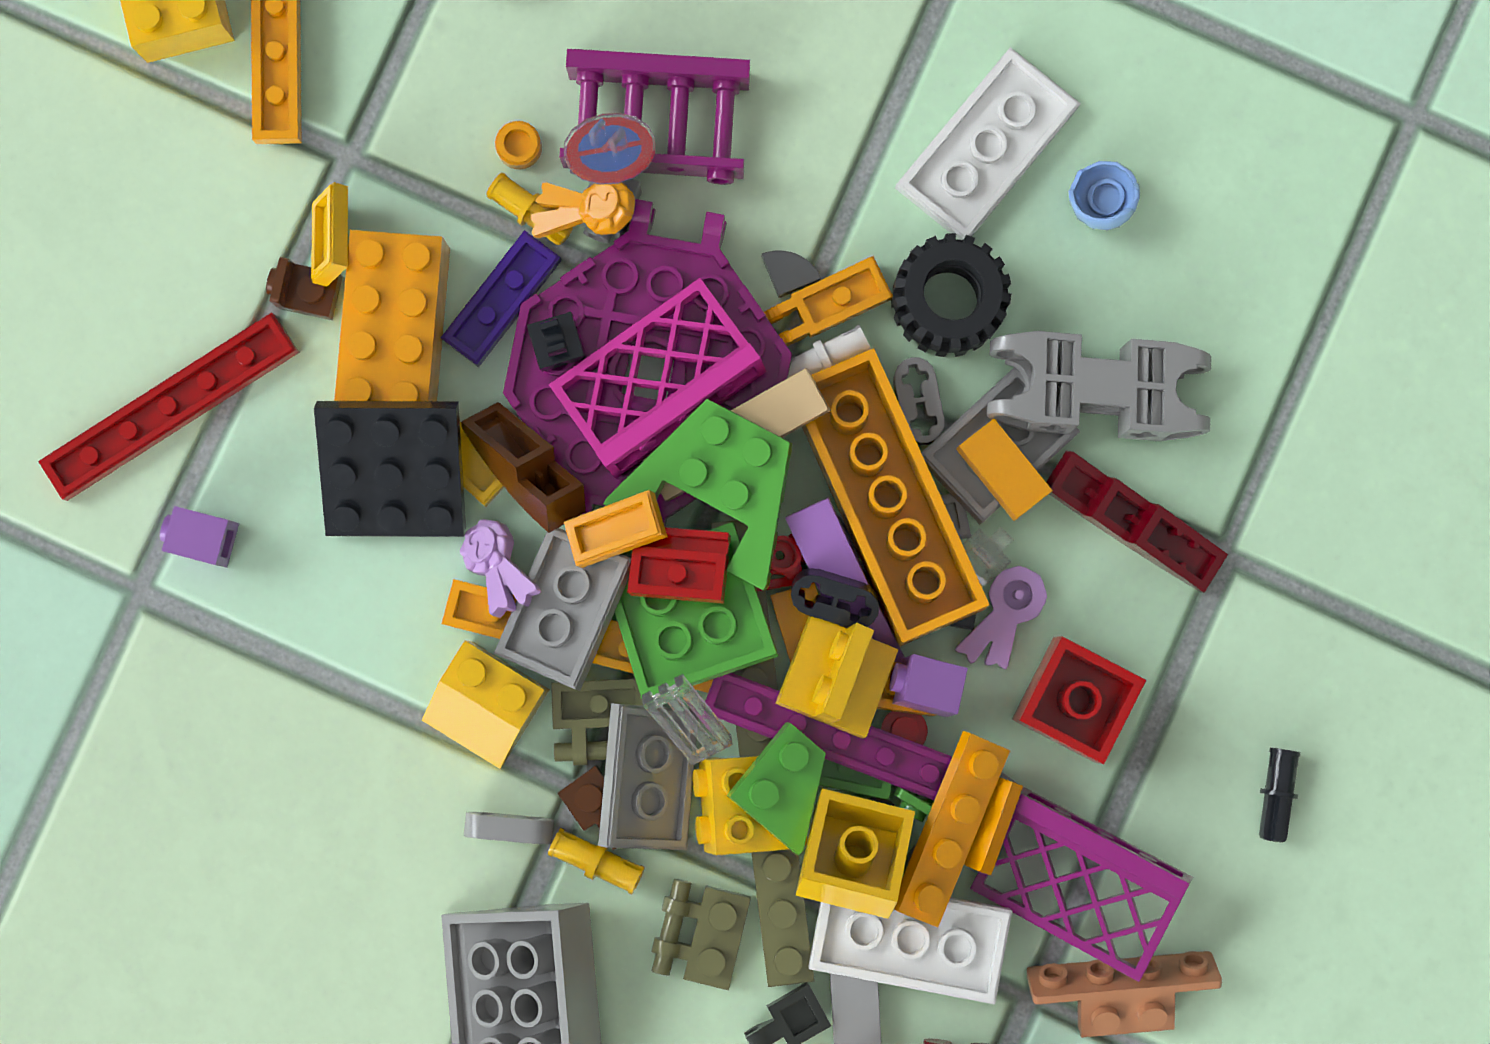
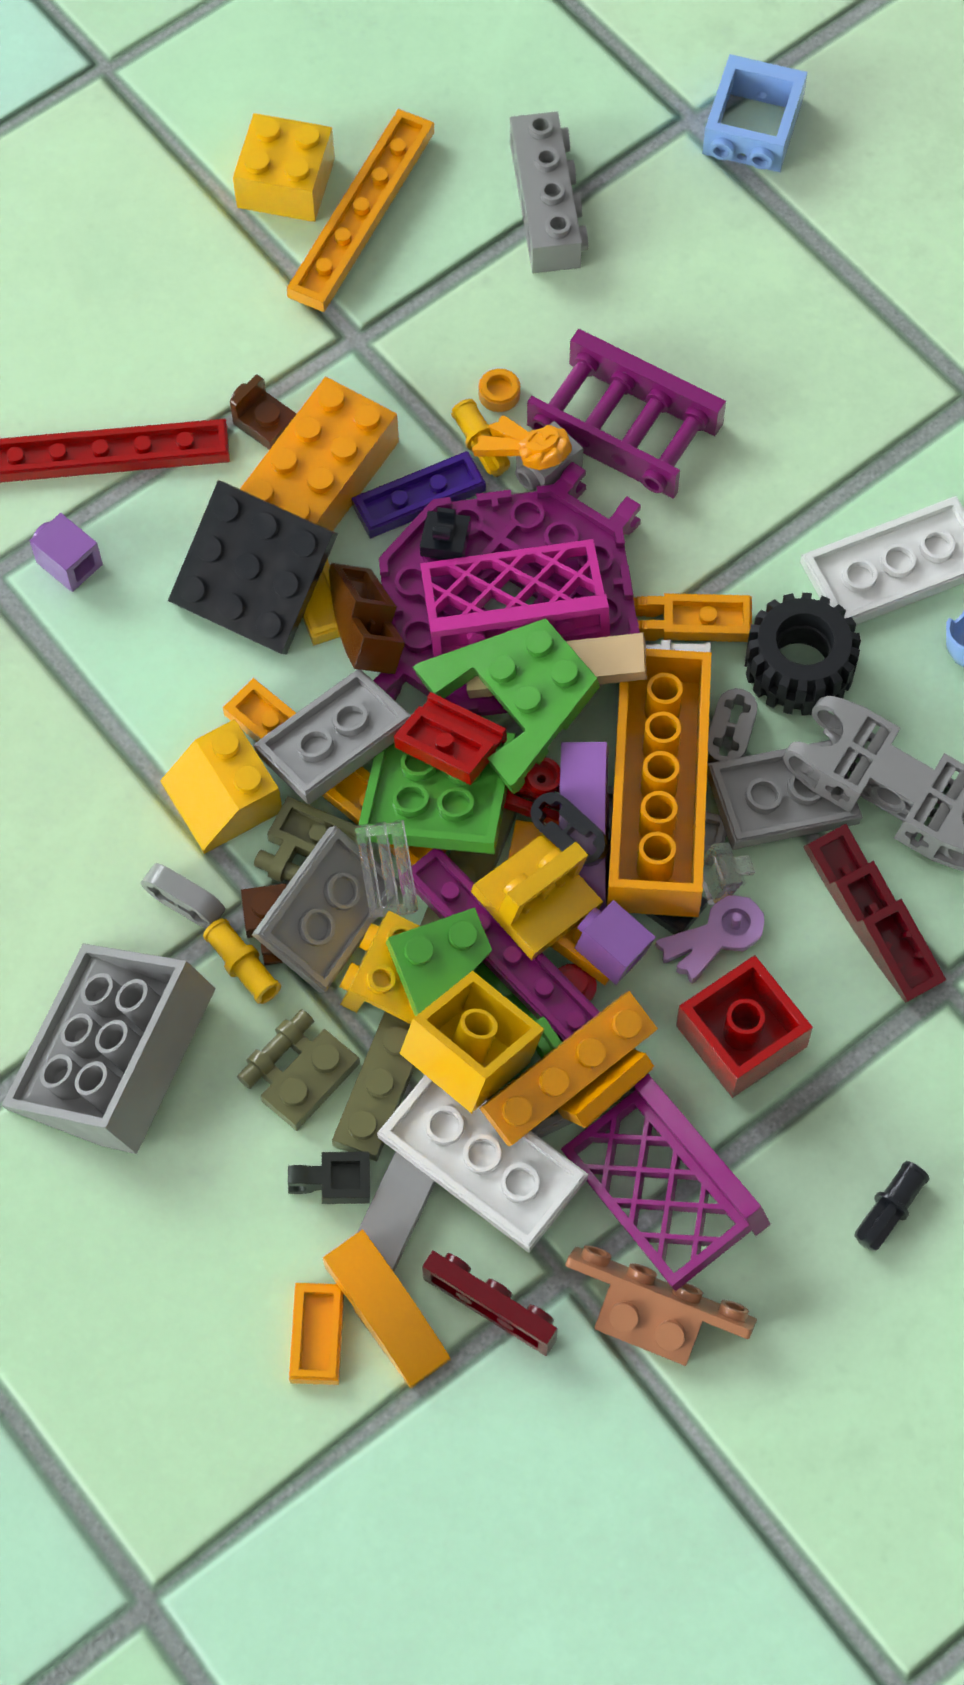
camera: 30 degrees right, 20 degrees down
(329, 234) = (306, 378): yellow tile -> none
(488, 554) = (292, 678): lavender piece -> none
(609, 148) = (571, 409): clear piece -> none
(615, 529) = (411, 685): light orange tile -> none
(789, 271) = (673, 577): dark grey tile -> none
(1004, 469) = (776, 807): light orange tile -> none

